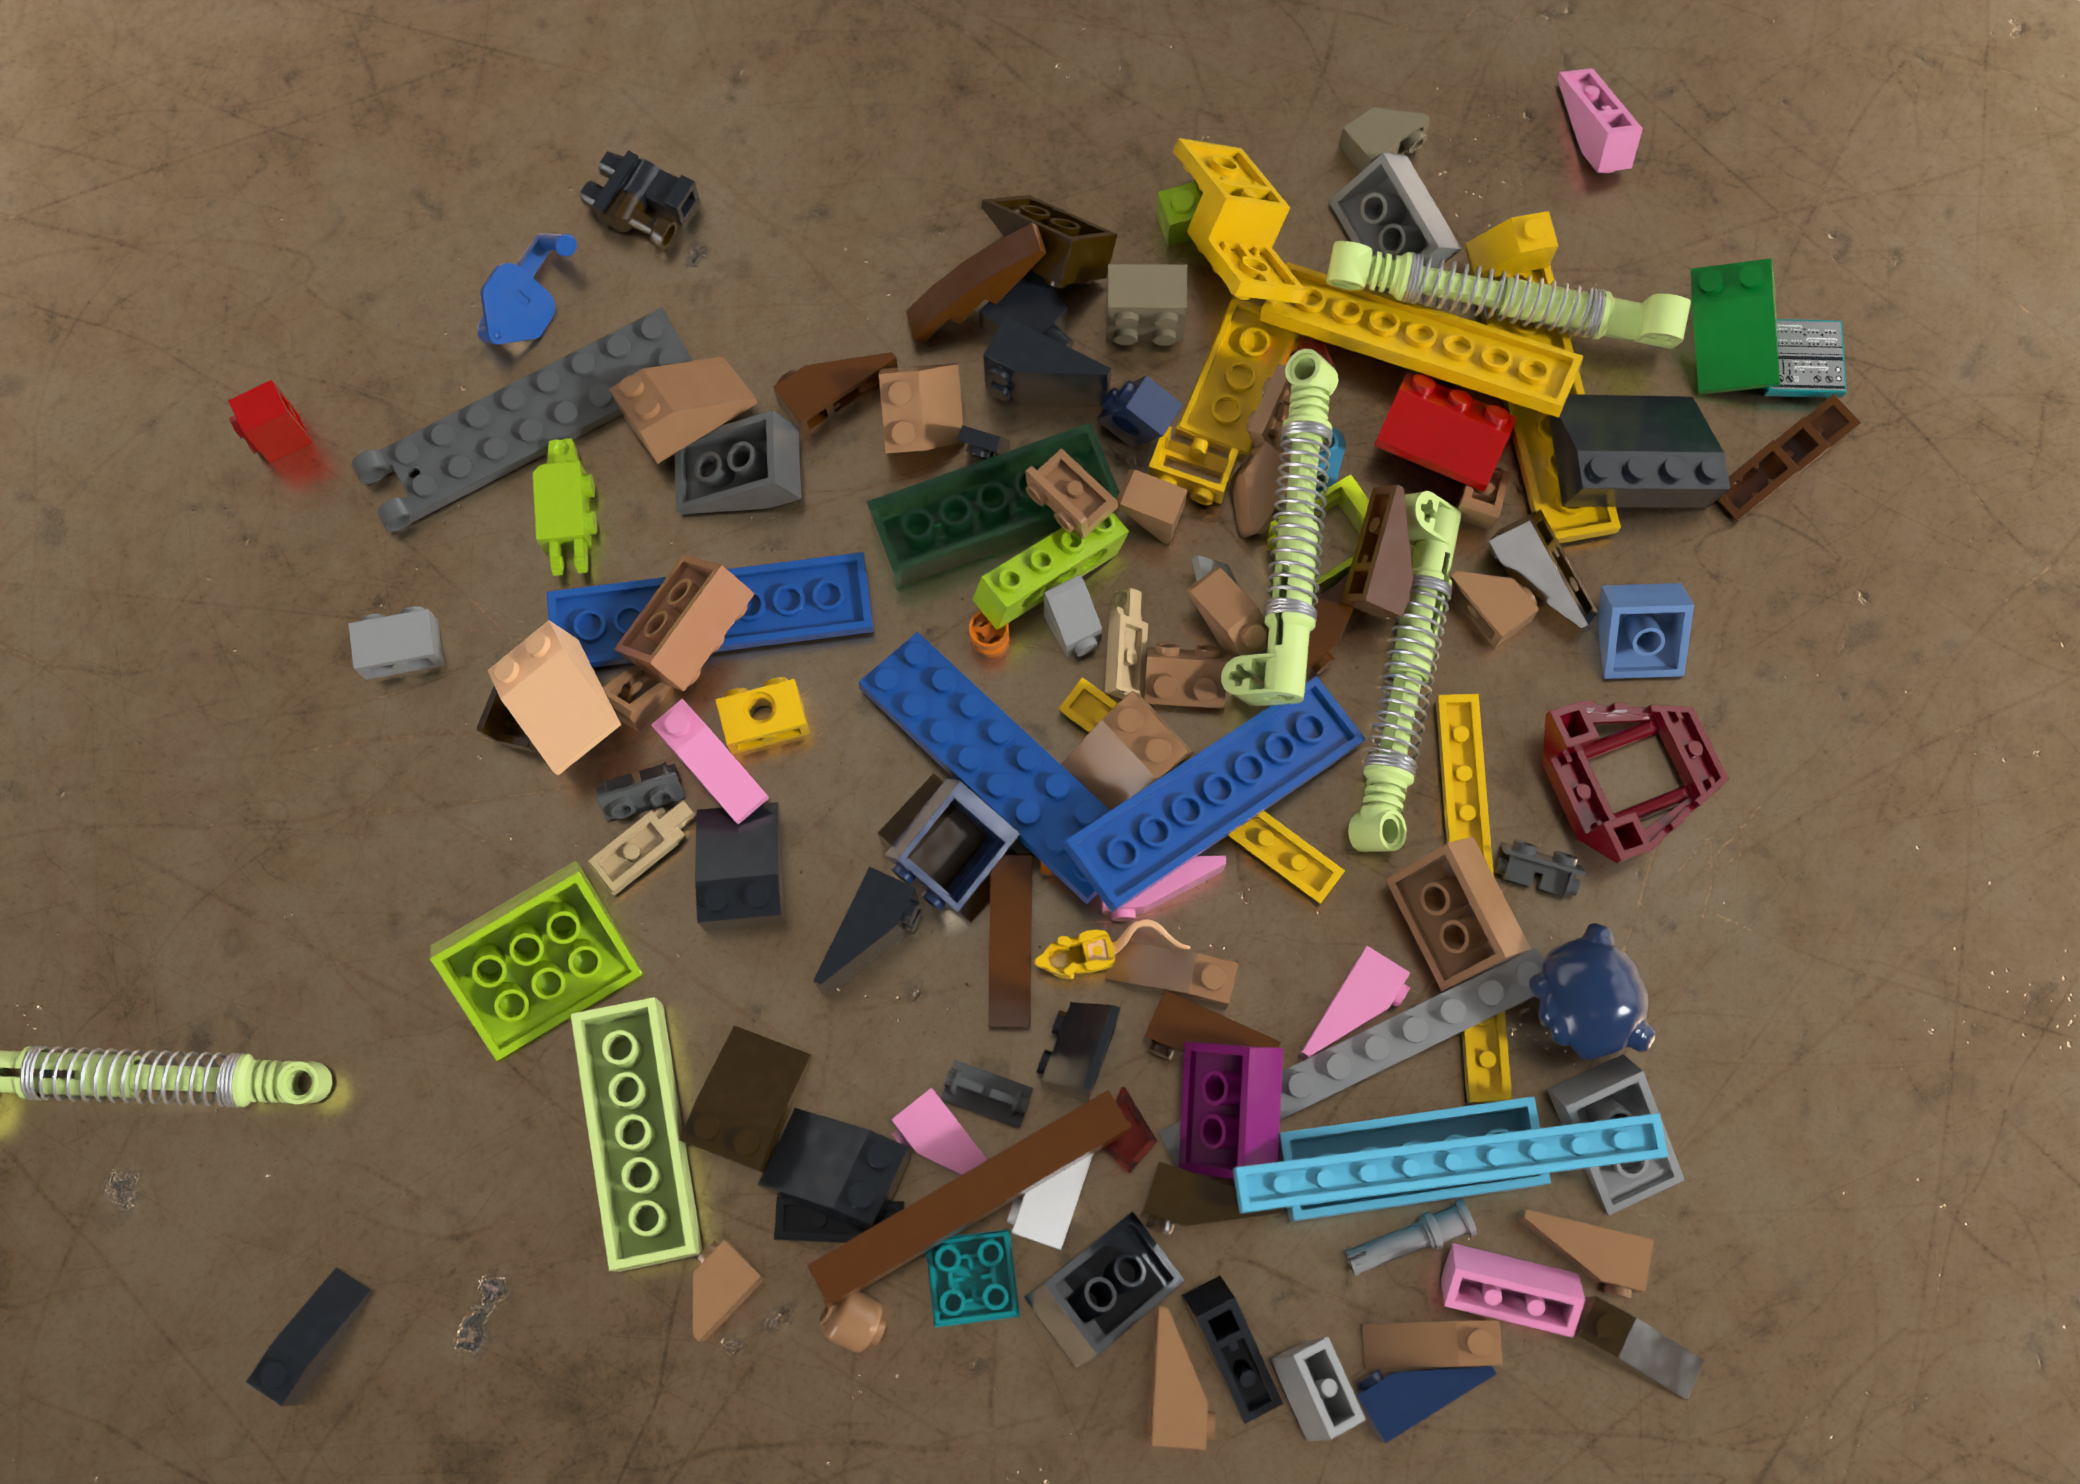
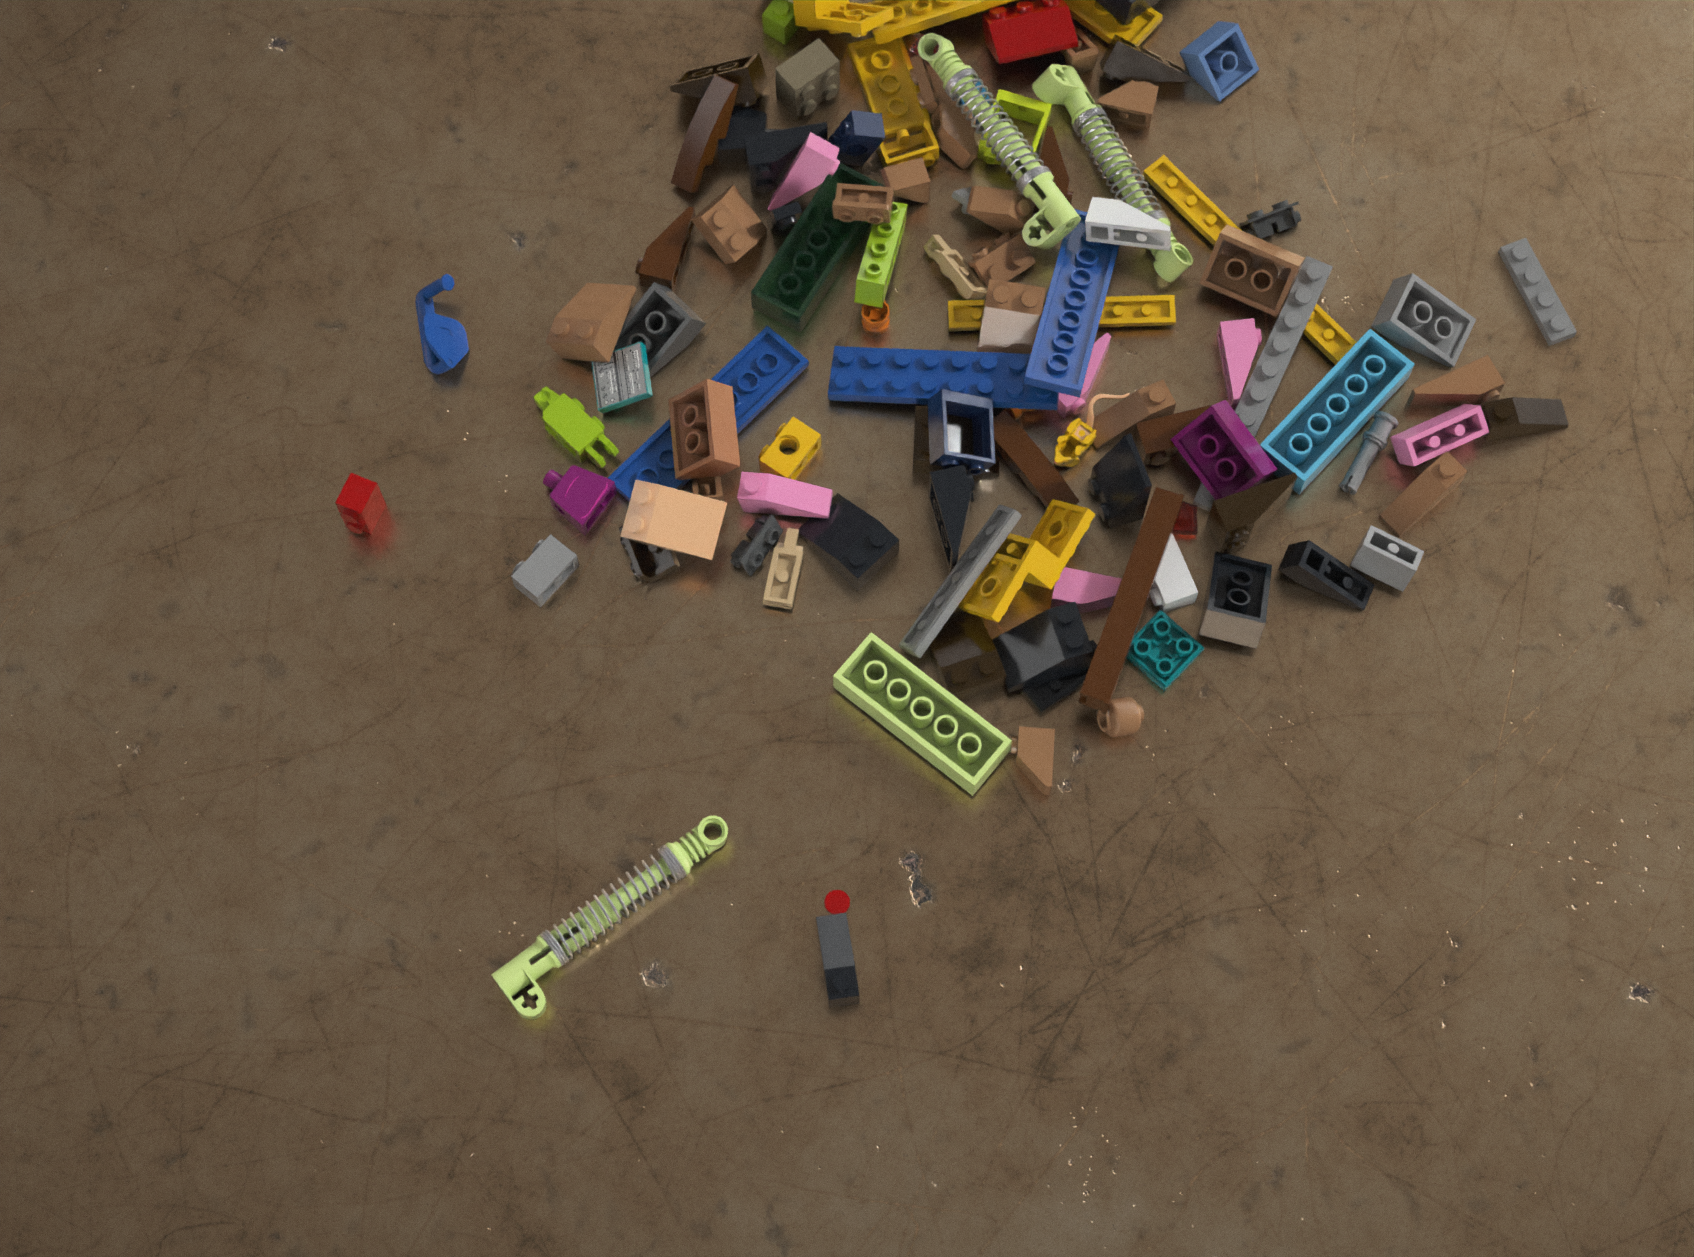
camera: 40 degrees left, 5 degrees down
(375, 1269) = (837, 902): none -> red sticker
(501, 589) = (579, 496): none -> magenta torso
(517, 421) = (502, 400): dark grey hinge -> none
(535, 960) = (780, 672): lime slope -> none
(633, 188) = (455, 225): black hips -> none
(658, 493) = (623, 378): none -> tile
(807, 1015) = (959, 580): none -> light grey tile
(891, 1048) = (1031, 560): none -> yellow bracket
(986, 1093) = (1094, 551): dark grey hinge -> none
(1047, 408) = (807, 171): none -> bright pink slope
(1072, 617) = (916, 273): light grey slope -> none
(1177, 1401) = (1316, 612): medium nougat slope -> none
(1346, 739) = (1121, 224): none -> white slope
(1382, 559) = (1057, 117): reddish brown slope -> none
(1407, 1397) = (1435, 525): dark blue slope -> none
(1449, 1163) = (1357, 389): medium azure plate -> none
(1572, 742) = (1234, 139): dark red windscreen -> none
(1593, 996) = (1357, 255): dark blue piece -> none
(1790, 1205) = (1537, 291): none -> light grey plate

